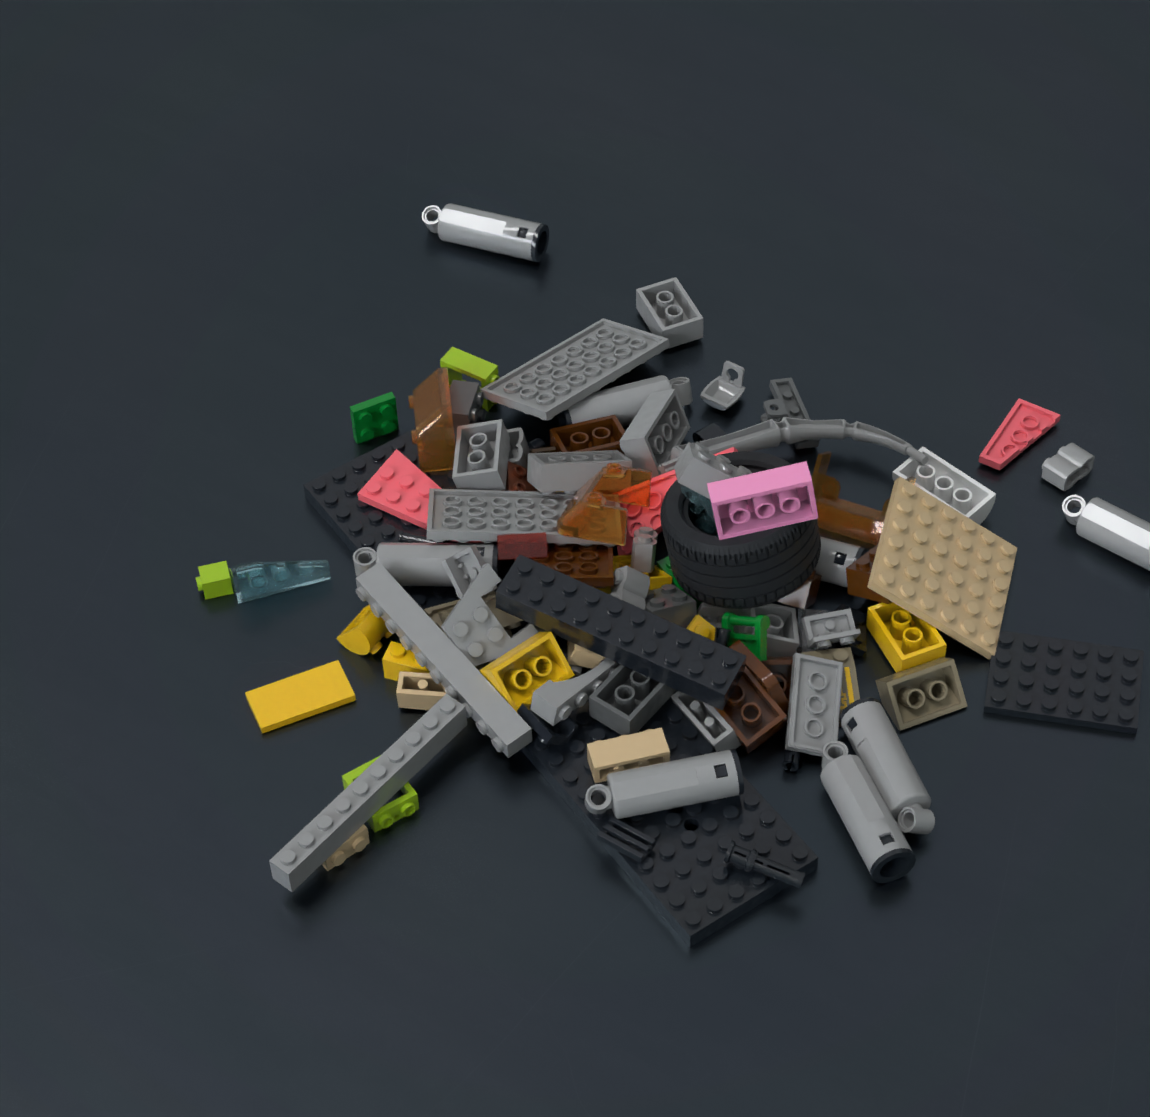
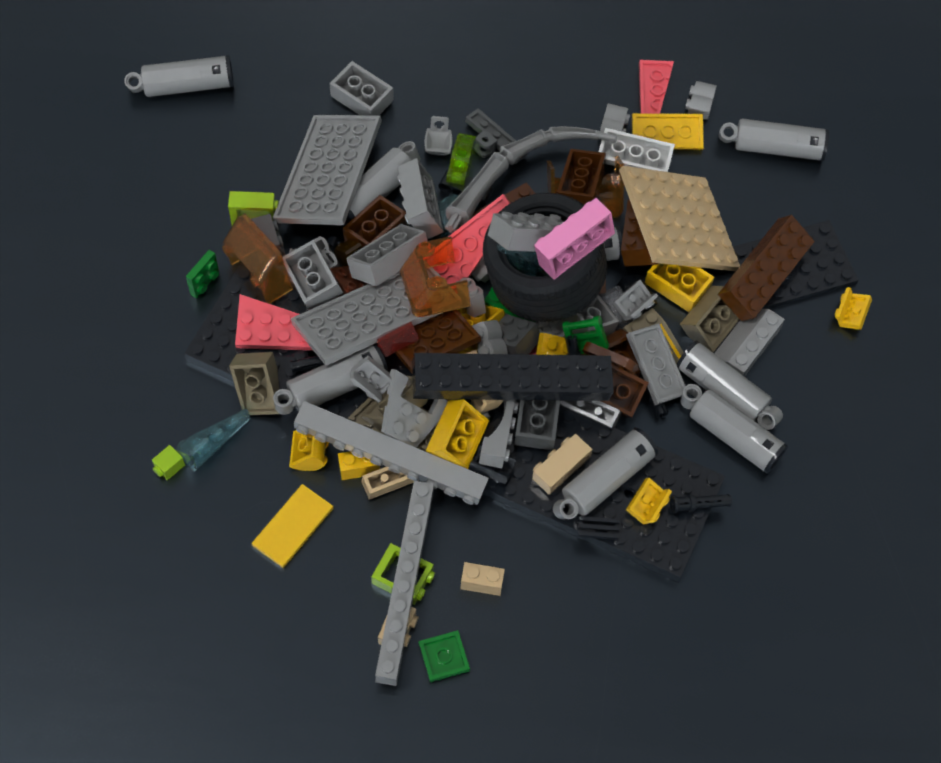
camera: 35 degrees left, 15 degrees up
(350, 528) = (255, 381): none -> dark tan slope
(367, 893) = (444, 656): none -> green plate
(463, 836) = (482, 578): none -> tan brick
(699, 835) = (648, 502): none -> yellow bracket
(731, 412) = (460, 158): none -> clear neon green slope
(854, 486) = (582, 175): none -> reddish brown brick
(947, 445) = (615, 118): none -> light grey brick
(953, 736) = (749, 340): none -> light grey slope
(1015, 485) = (678, 129): none -> yellow tile
(1016, 658) = (766, 268): none -> reddish brown brick
(1105, 754) = (852, 309): none -> yellow bracket

